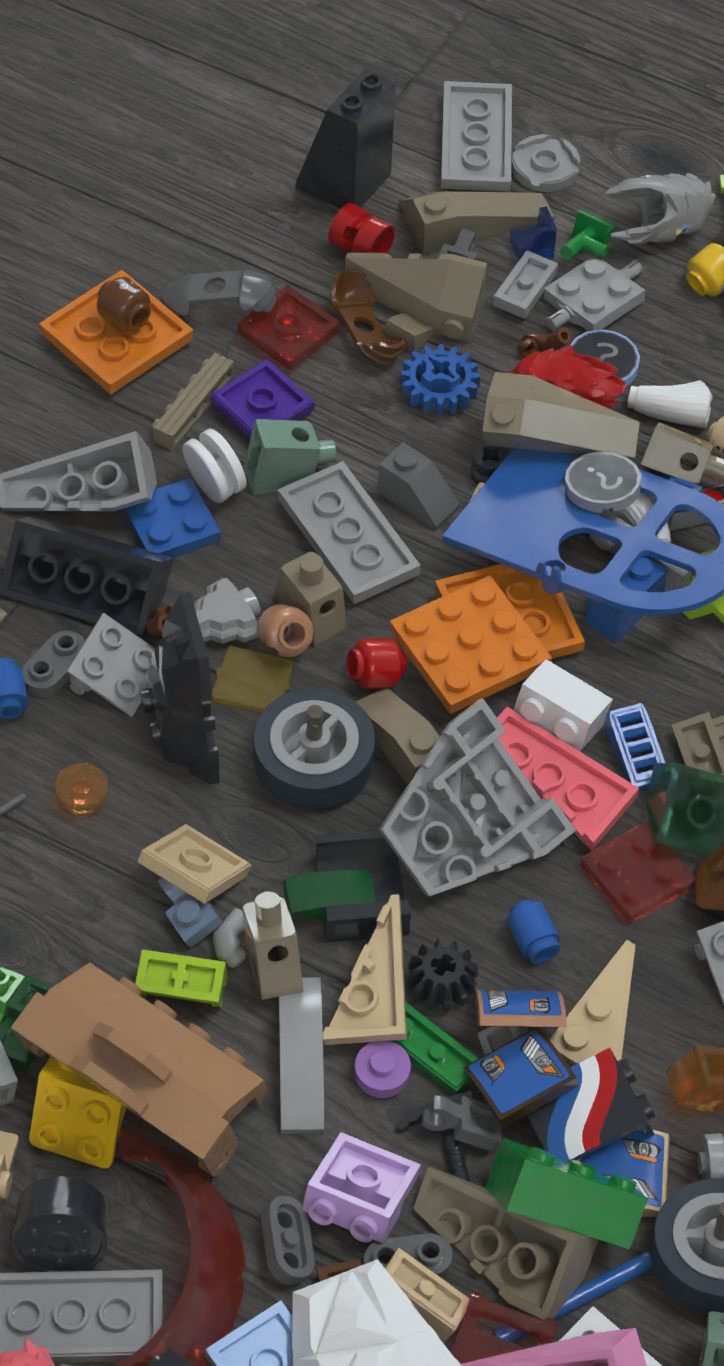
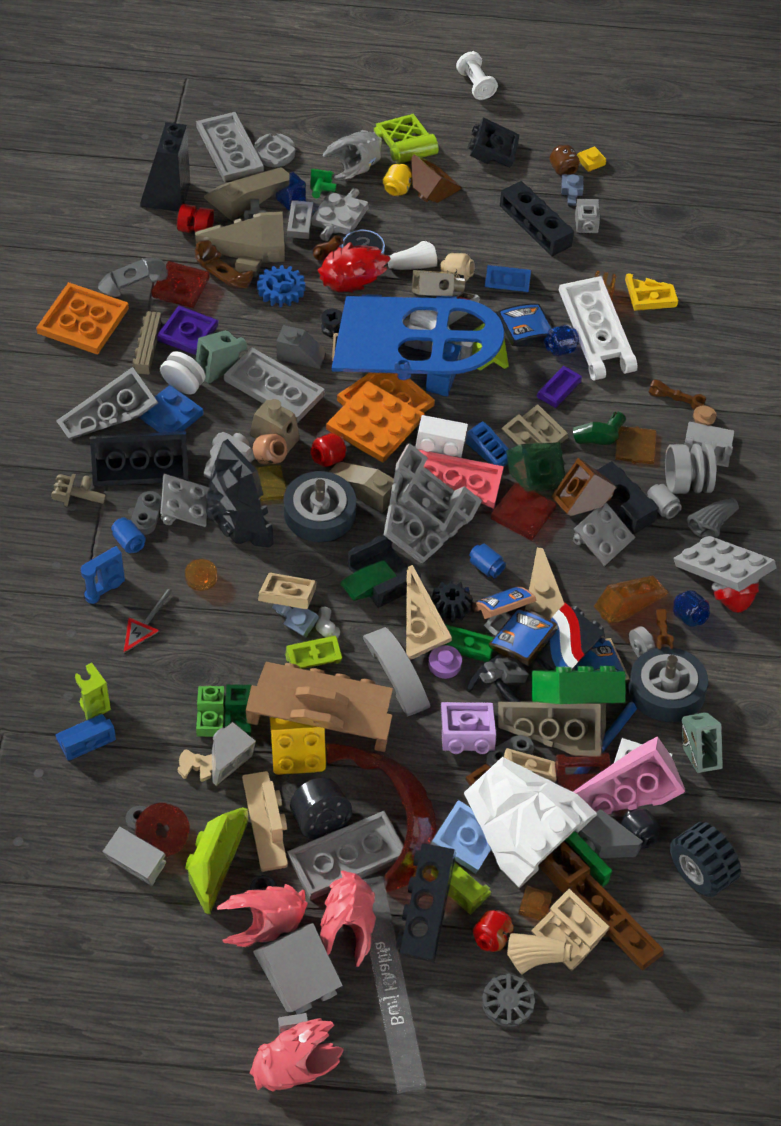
camera: 25 degrees left, 0 degrees up
(123, 304) = (83, 300): reddish brown head -> none
(155, 625) = (198, 468): reddish brown arm -> none
(264, 927) = (356, 617): dark tan torso -> none
(287, 1247) = (443, 768): dark grey plate -> none
(544, 417) = (357, 286): dark tan wedge -> none
(603, 482) = (404, 310): tile -> none

